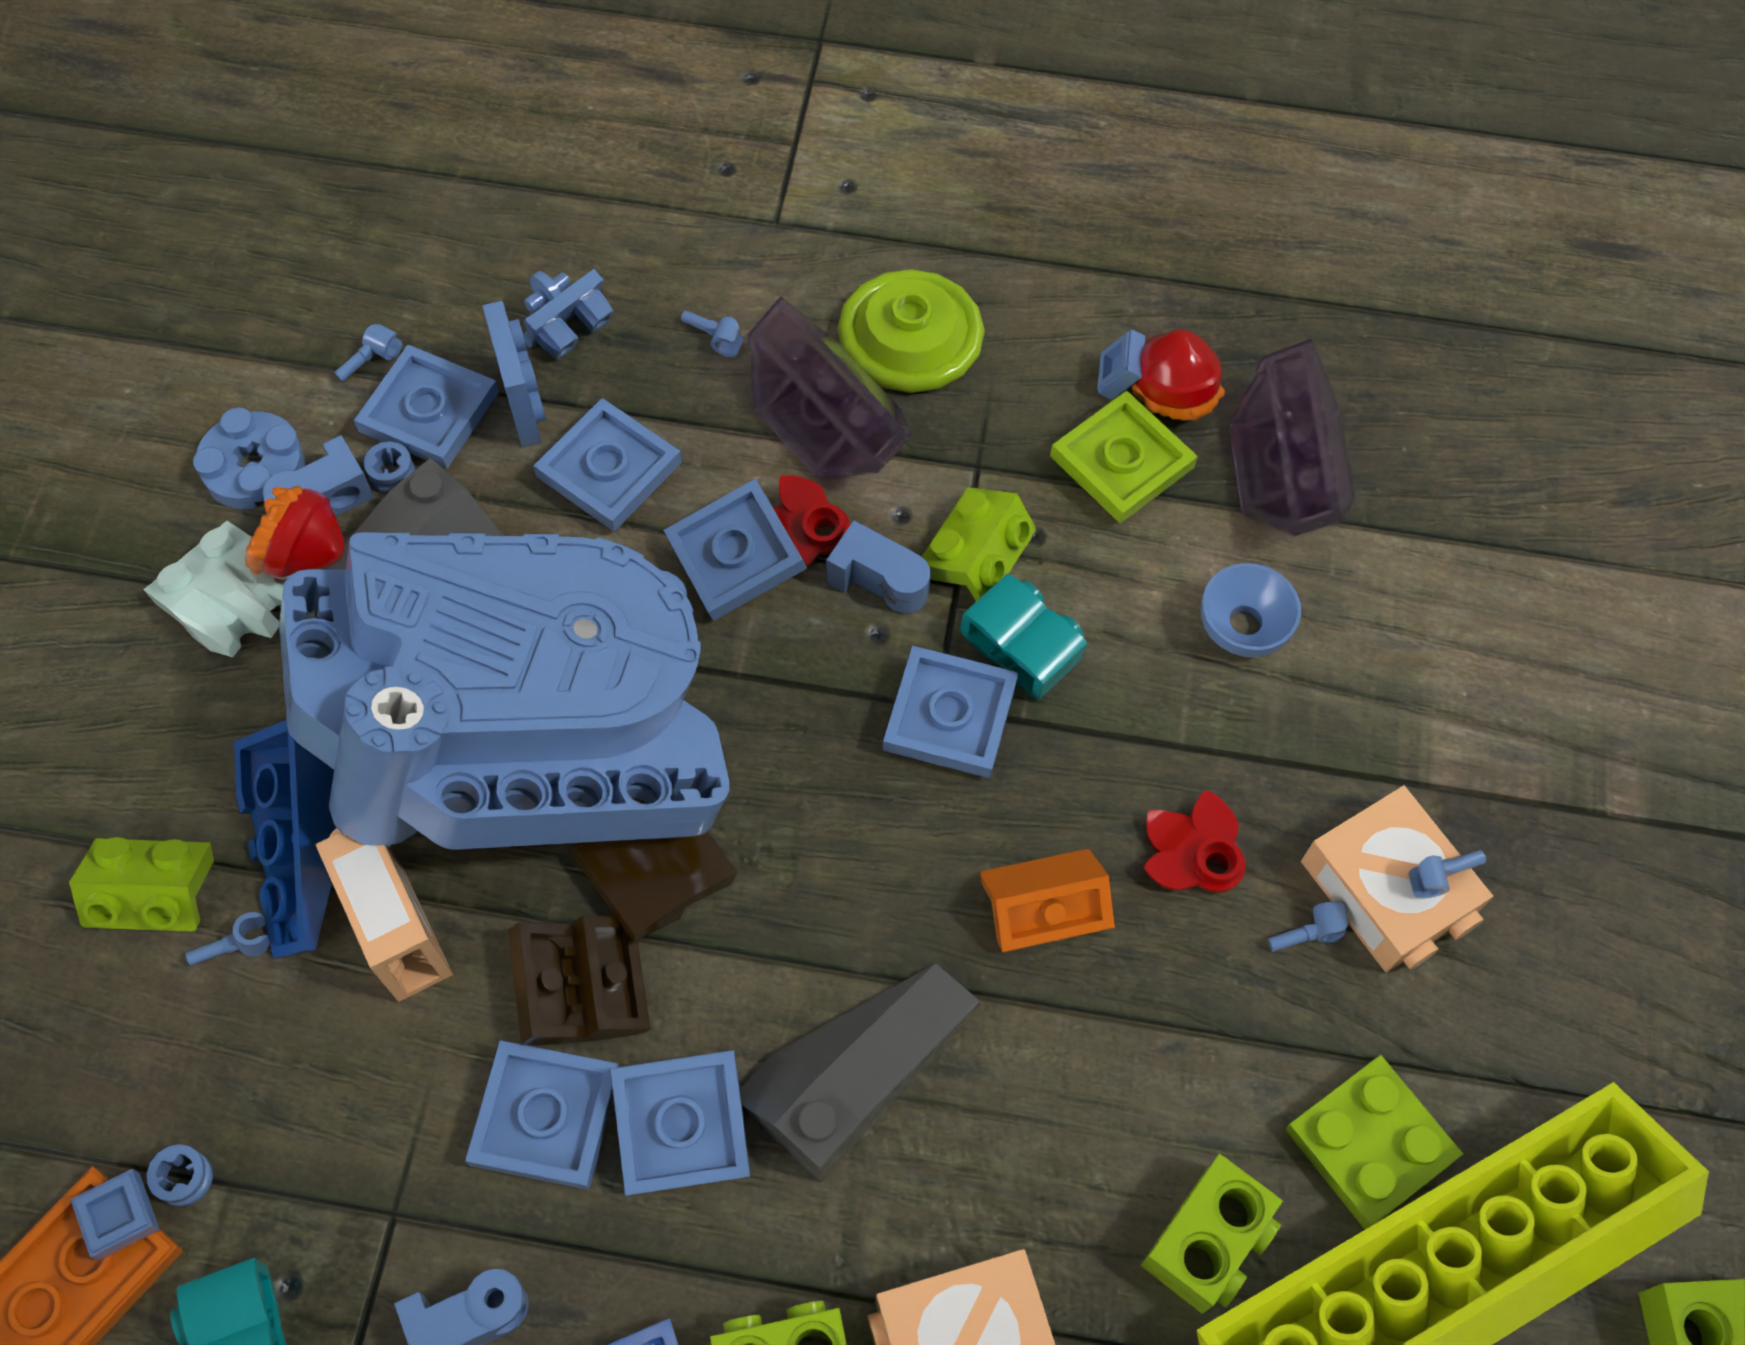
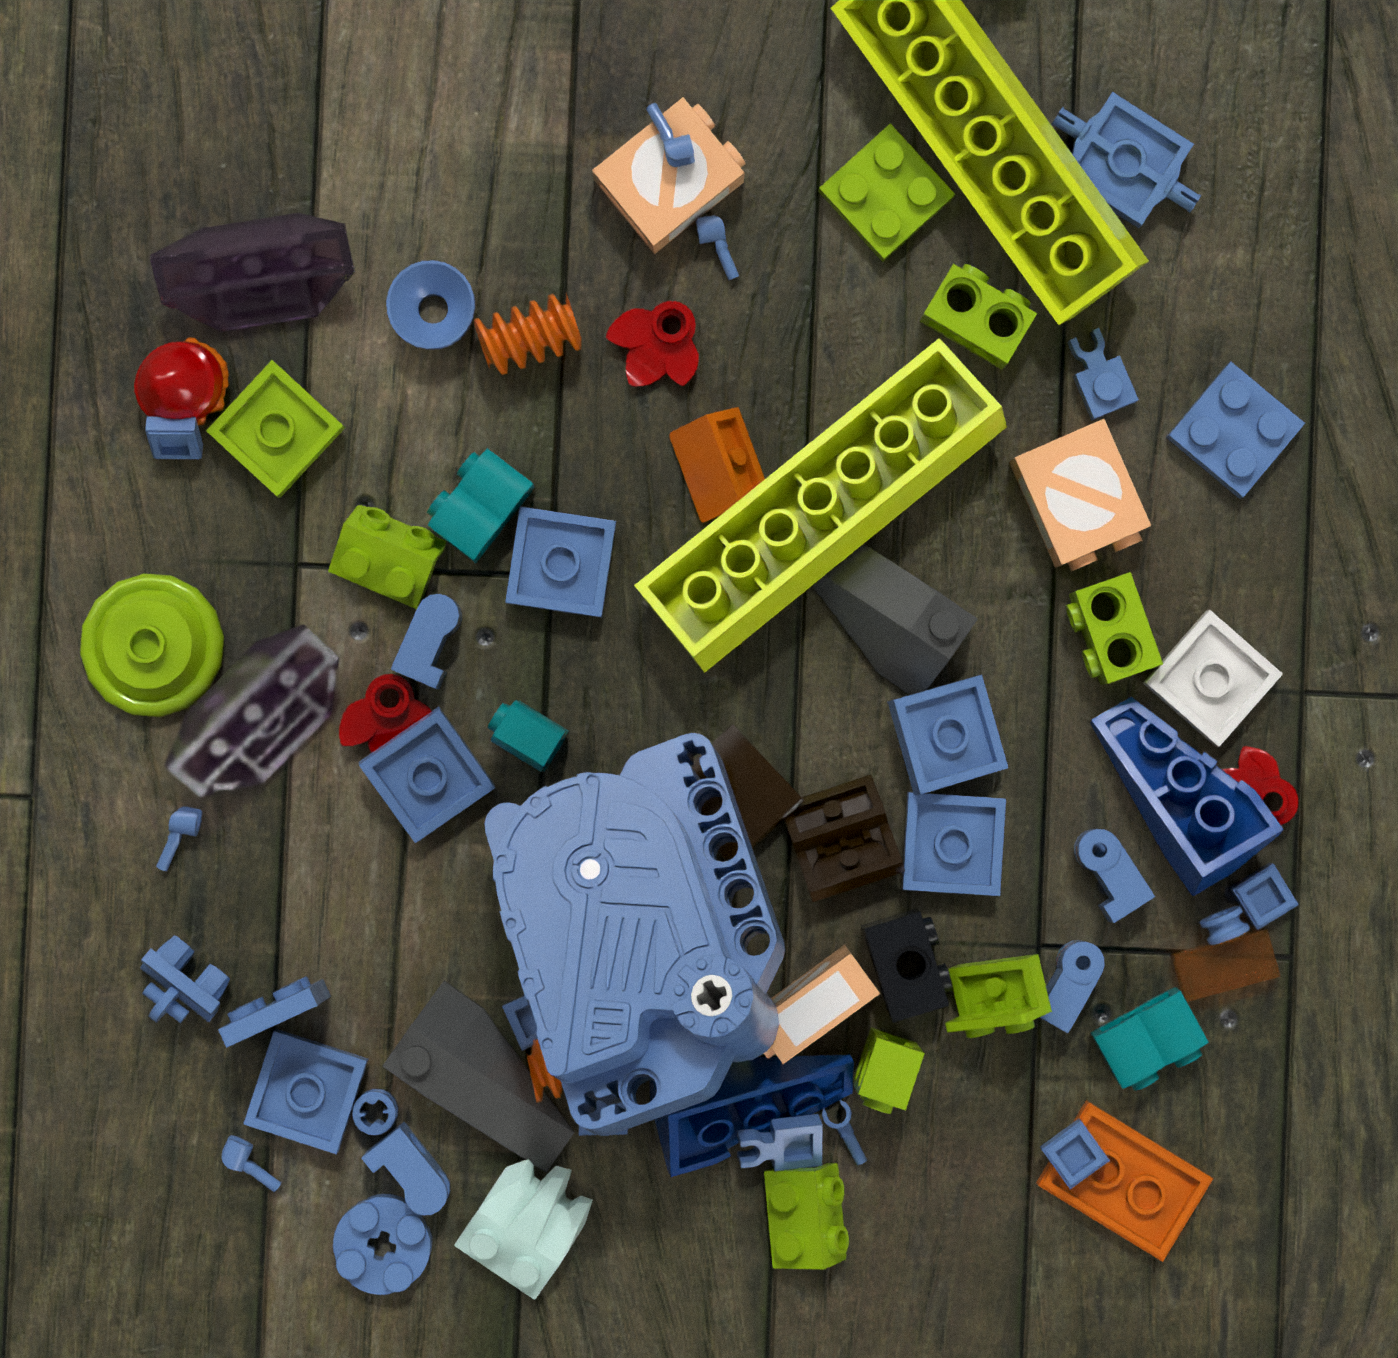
camera: 100 degrees left, 25 degrees up
(177, 1157) = (1047, 1109): medium blue bush -> none
(235, 870) = (789, 1144): none -> medium blue plate
(282, 983) = (887, 1071): none -> lime brick
(295, 534) = (482, 1163): red hair -> none
(336, 1138) = (998, 995): none -> lime bracket
(342, 1251) = (1073, 981): none -> medium blue leg
(374, 1022) = (902, 994): none -> black brick
(608, 464) = (347, 908): medium blue plate -> none
(759, 641) = (527, 734): none -> teal brick
(992, 1005) = (822, 504): none -> neon yellow brick
(1209, 707) = (528, 334): none -> orange piece

